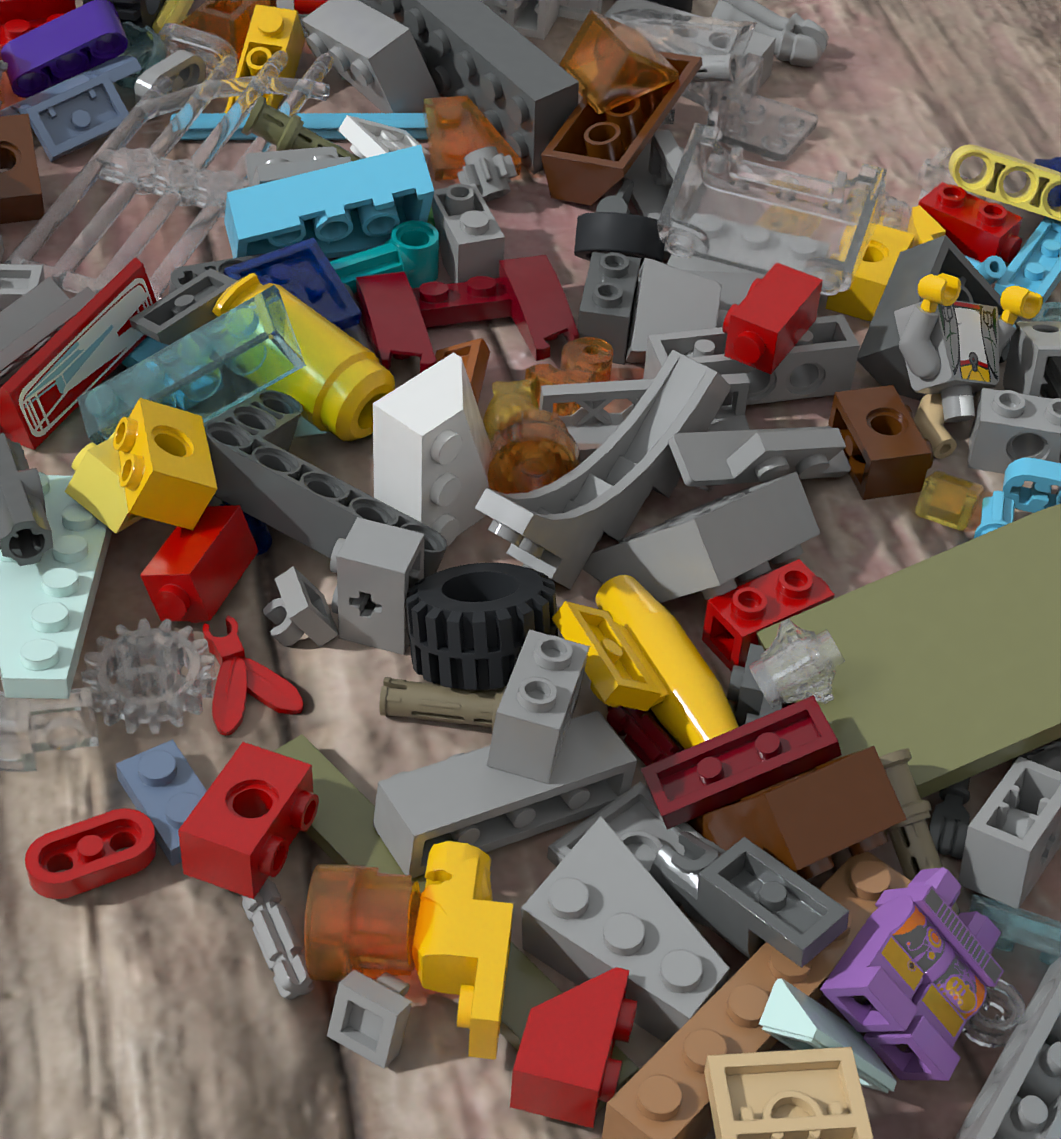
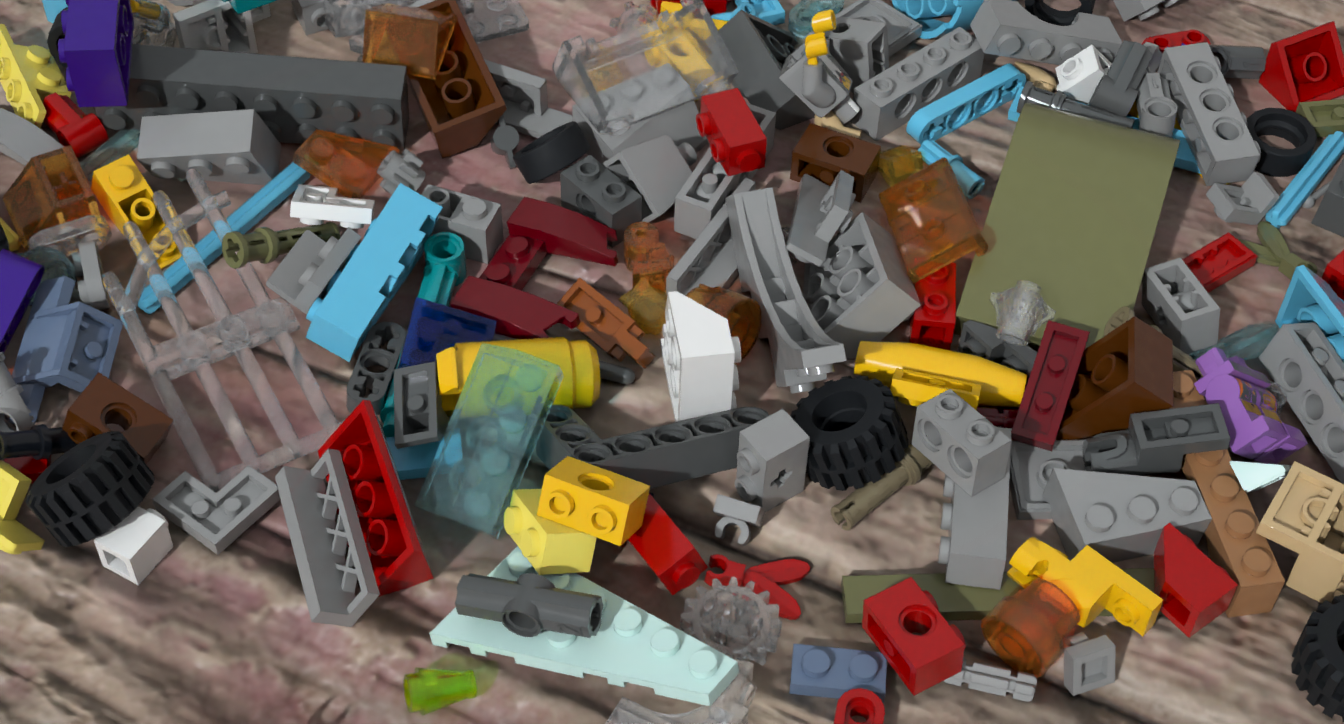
camera: 50 degrees left, 5 degrees up
(871, 541) = (931, 220): none -> clear orange container

